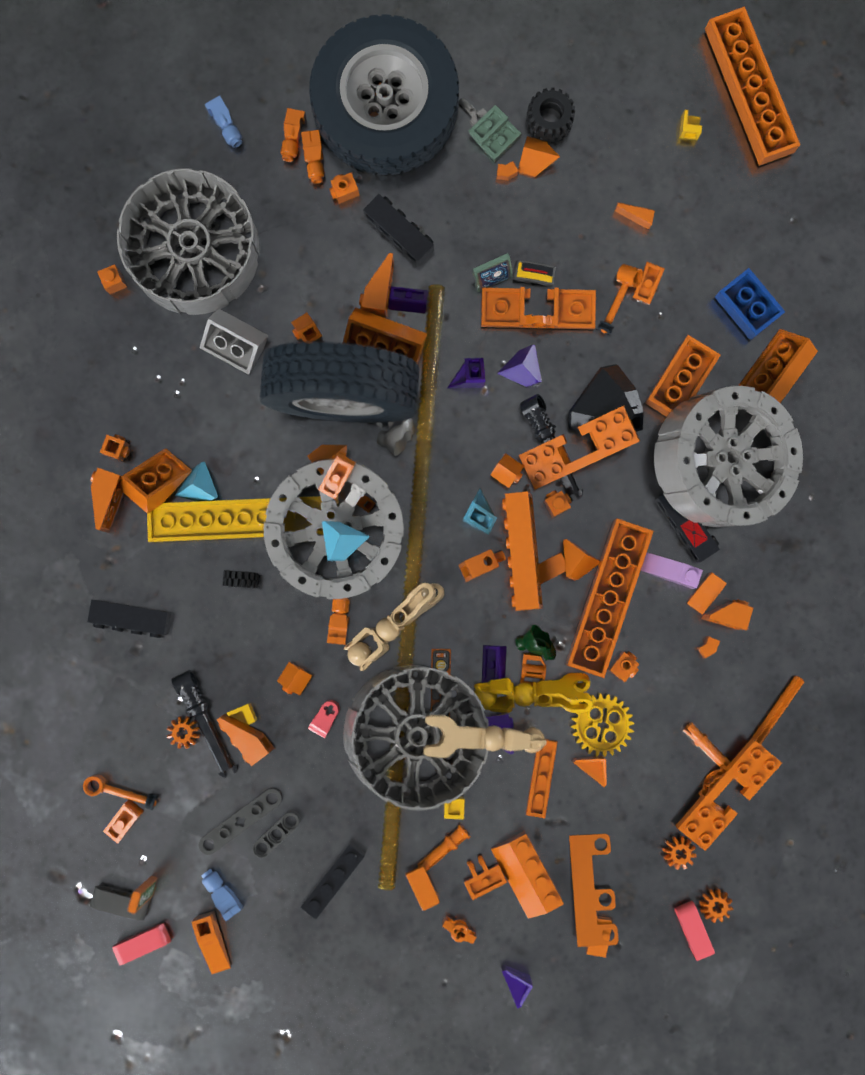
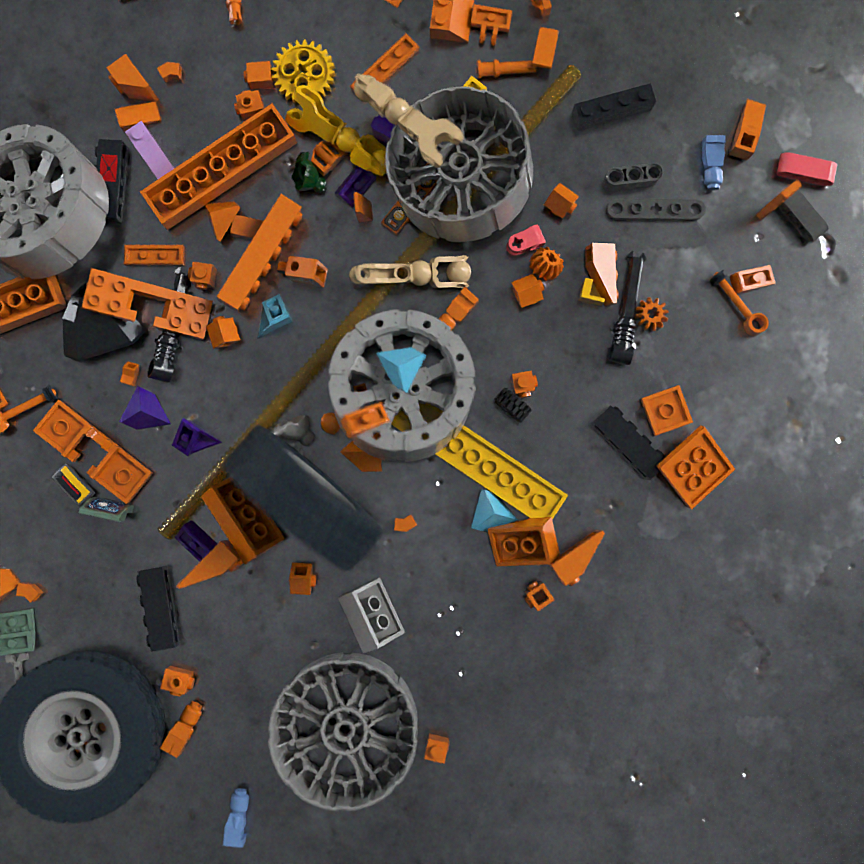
camera: 140 degrees left, 0 degrees up
(62, 635) = (696, 467): none -> orange plate
(118, 664) = (666, 410): none -> orange plate
(244, 602) = (523, 383): none -> orange brick
(258, 428) = (404, 524): none -> orange piece
(292, 132) = (186, 763): orange piece -> none
(294, 711) = (546, 263): none -> orange gear
(319, 771) = (561, 201): none -> orange brick
(372, 461) = (329, 423): none -> orange piece
(471, 649) = (363, 208): none -> orange slope
(556, 387) = (130, 373): none -> orange piece
(594, 766) = (334, 42): orange slope -> none
(608, 492) = (154, 255): none -> orange tile
(635, 695) = (259, 75): none -> orange brick

